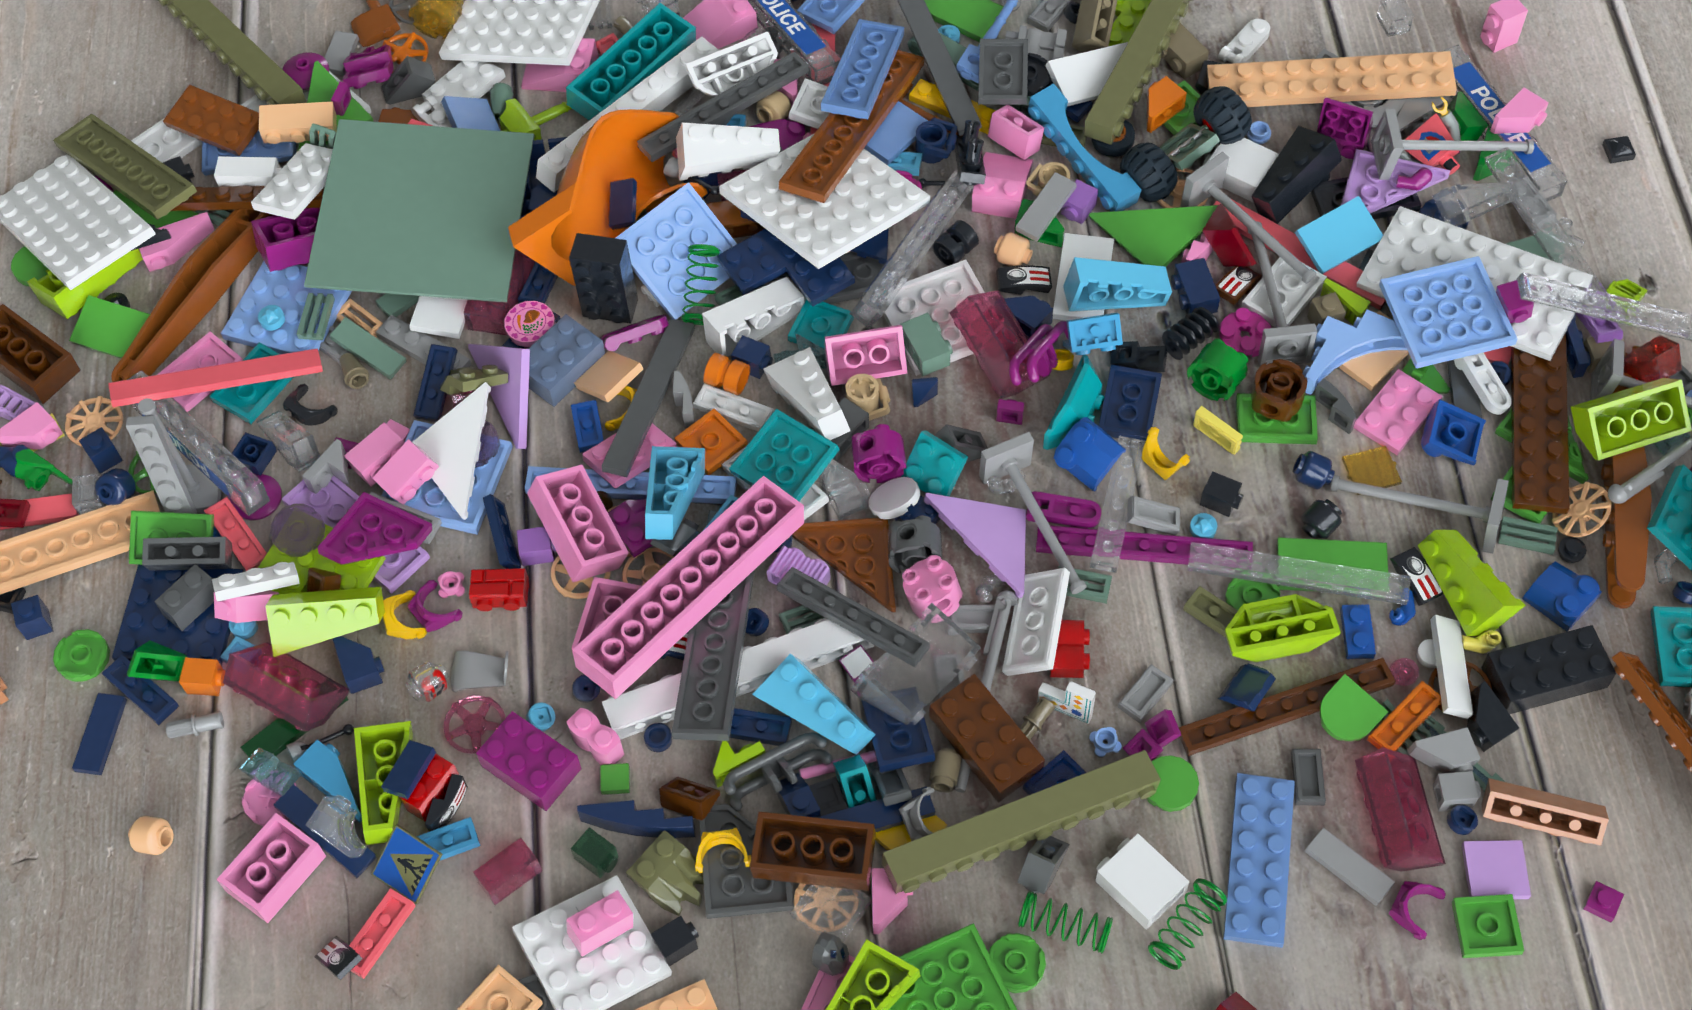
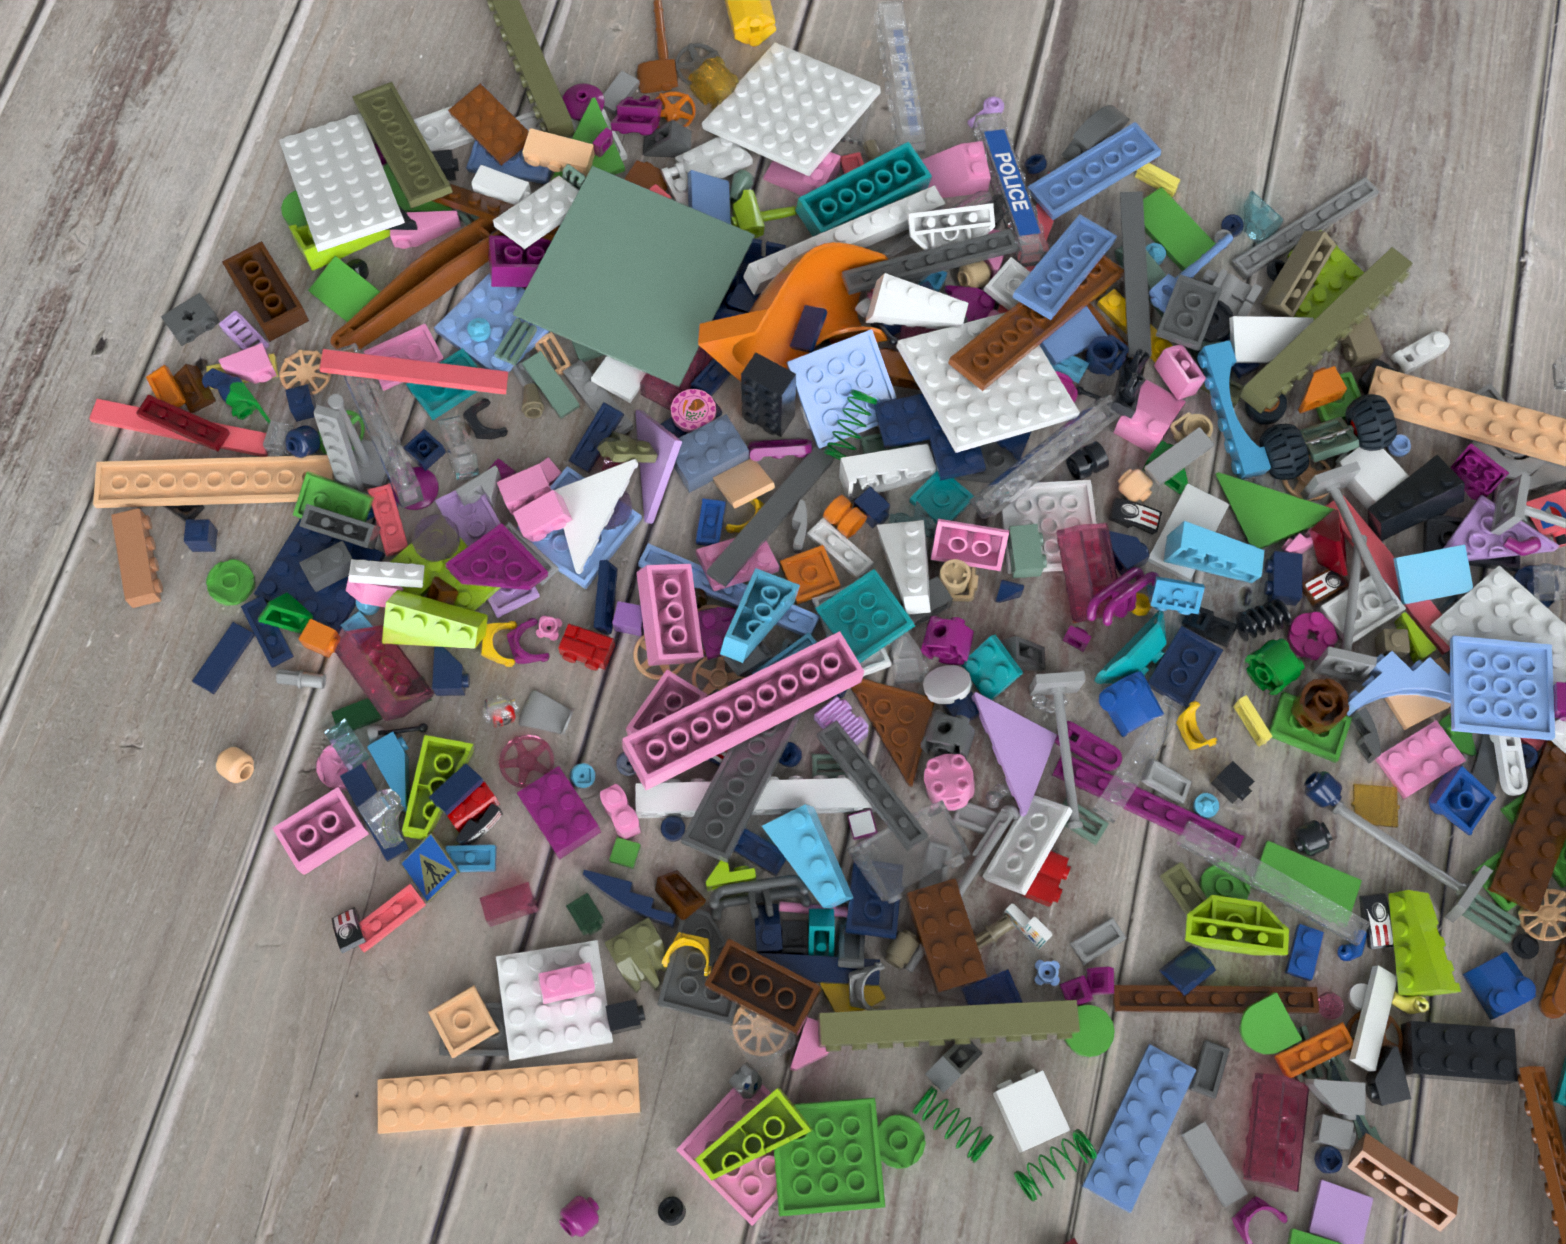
camera: 15 degrees right, 10 degrees up
(1080, 202) = (1213, 459): medium lavender brick -> none

